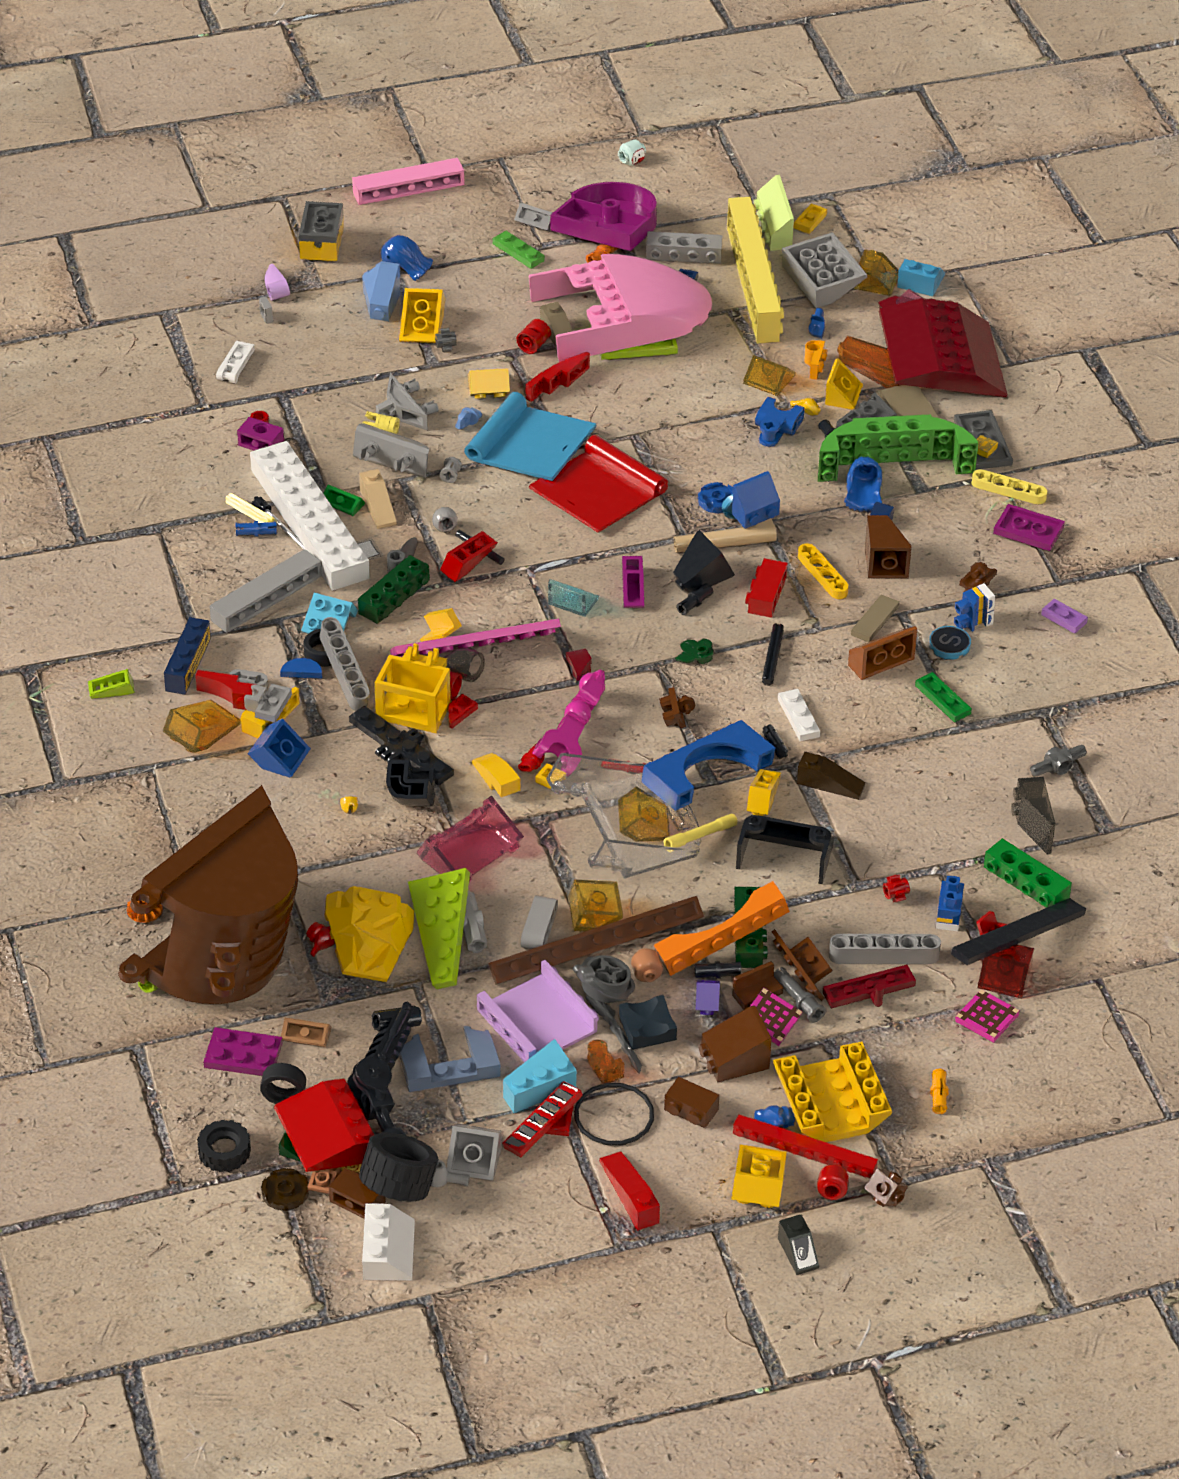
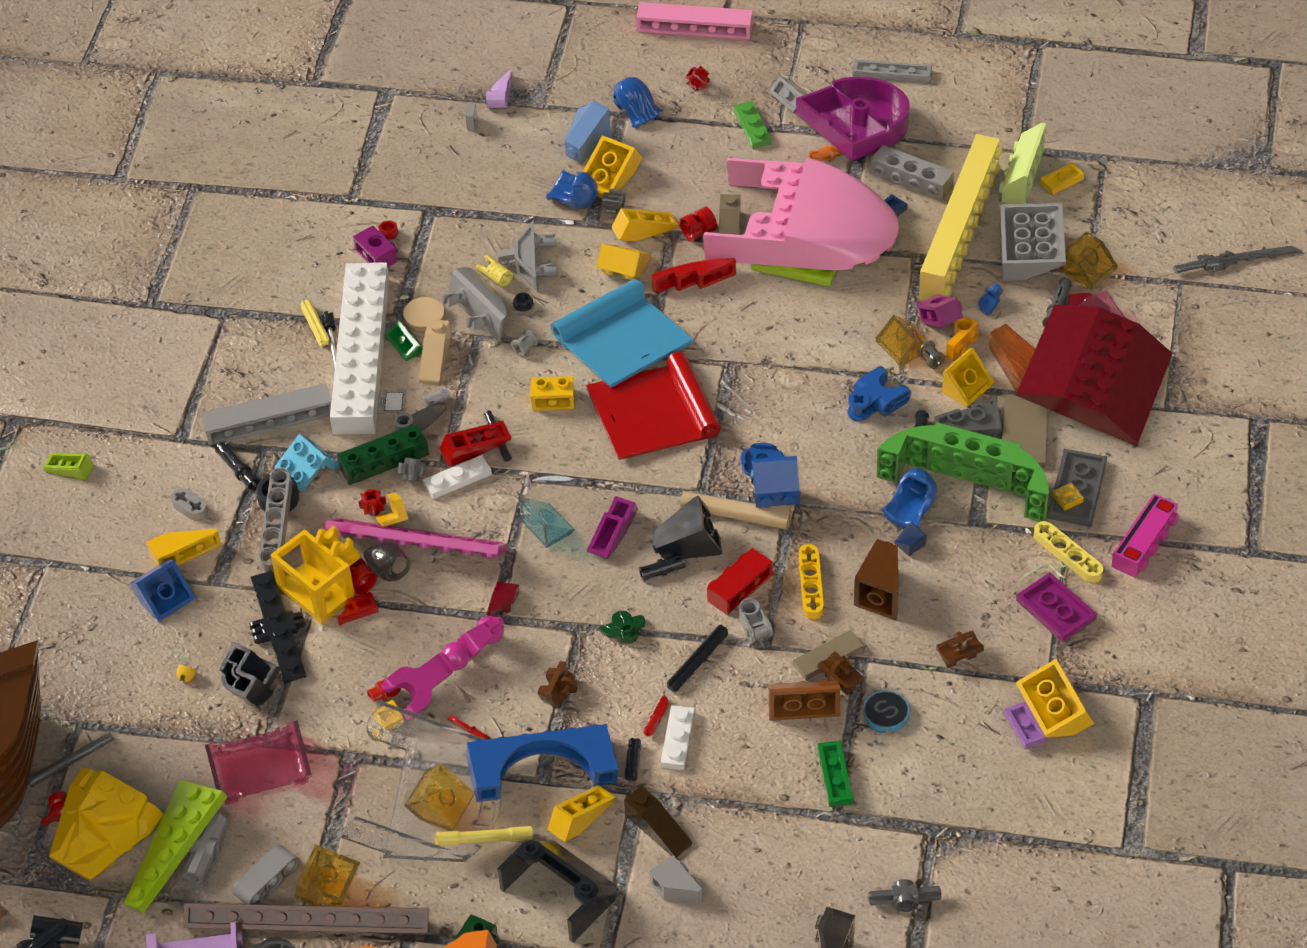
camera: 30 degrees right, 5 degrees up
(187, 656) = (149, 458): dark blue brick -> none
(199, 725) = (111, 535): clear yellow slope -> none
(224, 686) = (168, 516): red slope -> none
(235, 361) = (408, 162): white plate -> none
(256, 528) = (306, 344): blue pin -> none
(267, 703) = (175, 537): light grey plate -> none
(277, 640) = (241, 470): none -> black pin
(301, 669) = (245, 508): blue tile -> none
(303, 893) = (70, 759): none -> dark grey piece
(321, 231) = (572, 50): dark grey piece -> none
(342, 474) = (421, 310): none -> tan tile
(407, 340) = (574, 190): none -> blue piece
(408, 530) = (436, 397): none -> light grey pin
(413, 627) = (372, 502): none -> red gear
(425, 438) = (523, 302): none -> black plate
(428, 592) = (411, 469): none -> dark grey gear
(444, 519) = (480, 395): light grey piece -> none
(446, 224) = (698, 78): none -> red gear
(467, 417) = (579, 291): medium blue piece -> none
(469, 588) = (457, 477): none -> white plate
(483, 351) = (642, 224): none -> yellow slope
(497, 774) = (340, 693): yellow slope -> none
(505, 499) = (552, 393): none -> yellow brick
(612, 174) = (892, 71): none -> light grey tile
(632, 152) = (930, 52): light aqua head -> none
(770, 705) = (656, 717): none -> red piece
(787, 341) = (940, 310): none -> magenta brick
(794, 377) = (931, 354): none -> dark grey bush
(799, 612) = (754, 620): none -> light grey piece
(811, 407) = (919, 388): yellow animal -> none
(871, 304) = (1060, 296): none -> dark grey pin
(877, 813) = (675, 883): none -> light grey slope
(894, 622) = (839, 669): none -> reddish brown hips
(919, 277) = (1131, 279): dark azure slope -> none
(975, 608) = (928, 683): blue hips -> none
(984, 240) = (1225, 259): none -> dark grey sword
(1062, 456) = (1145, 535): none -> dark pink brick
(1079, 588) = (1054, 701): none -> yellow slope

